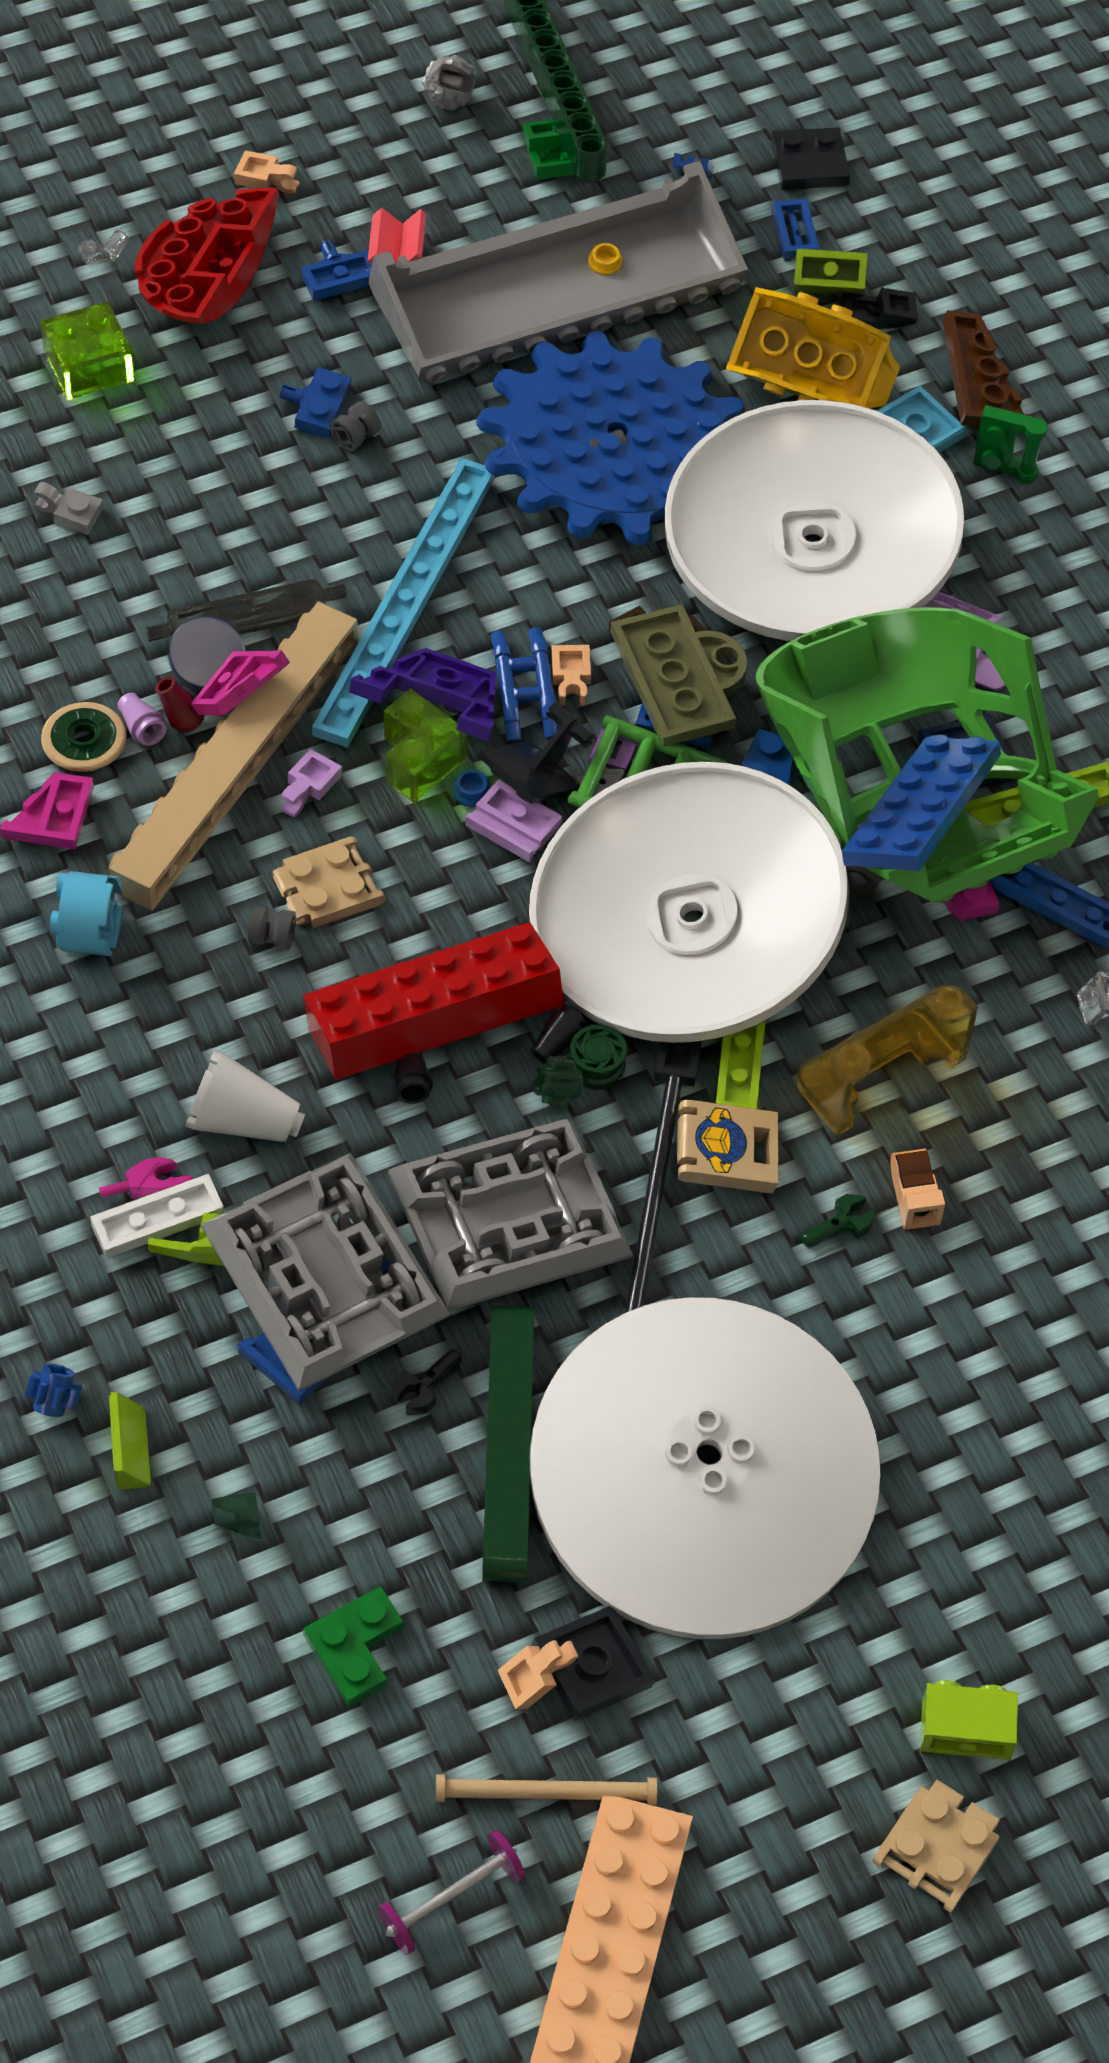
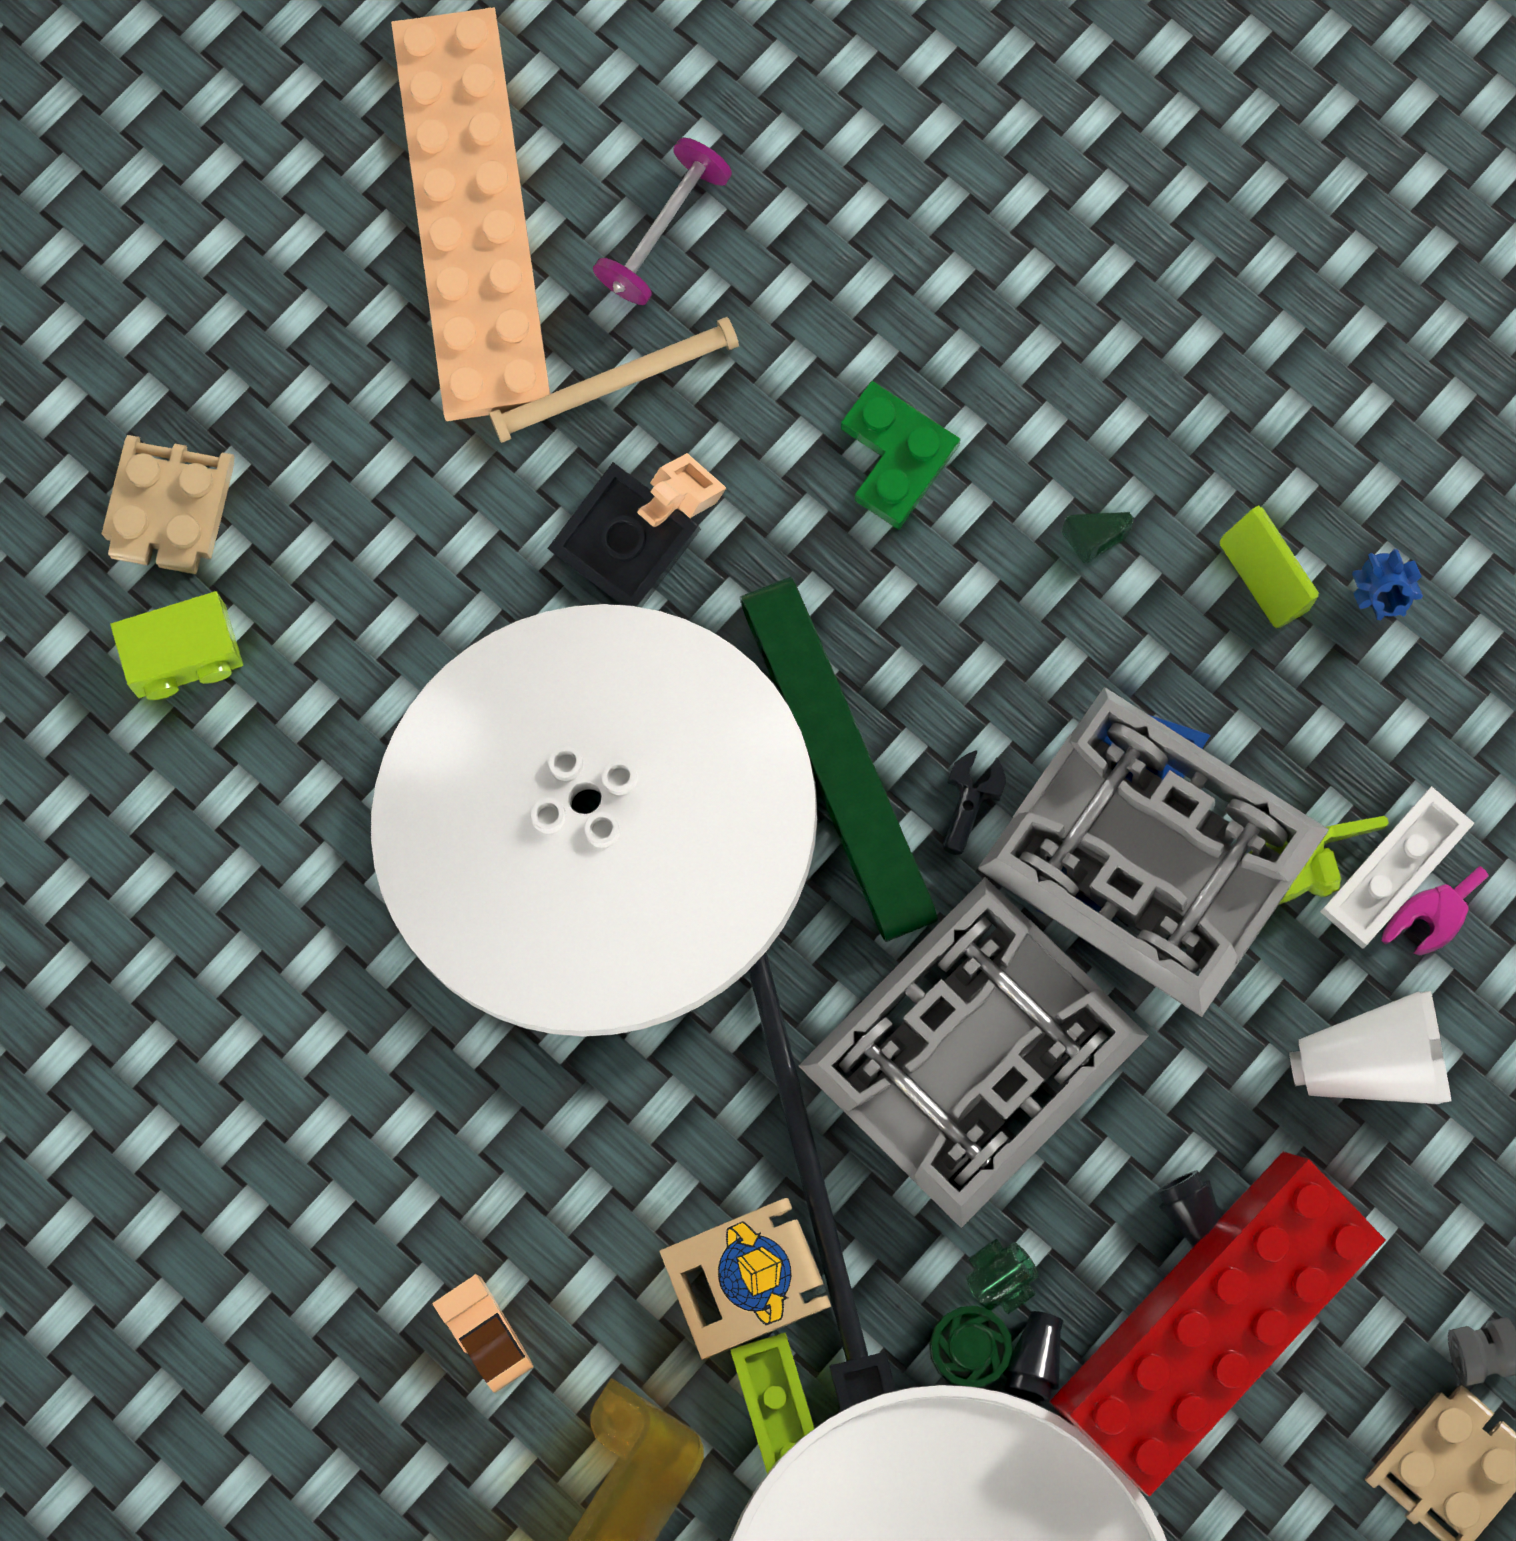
camera: 160 degrees right, 20 degrees up
(841, 1222) = (564, 1243): dark green bar -> none

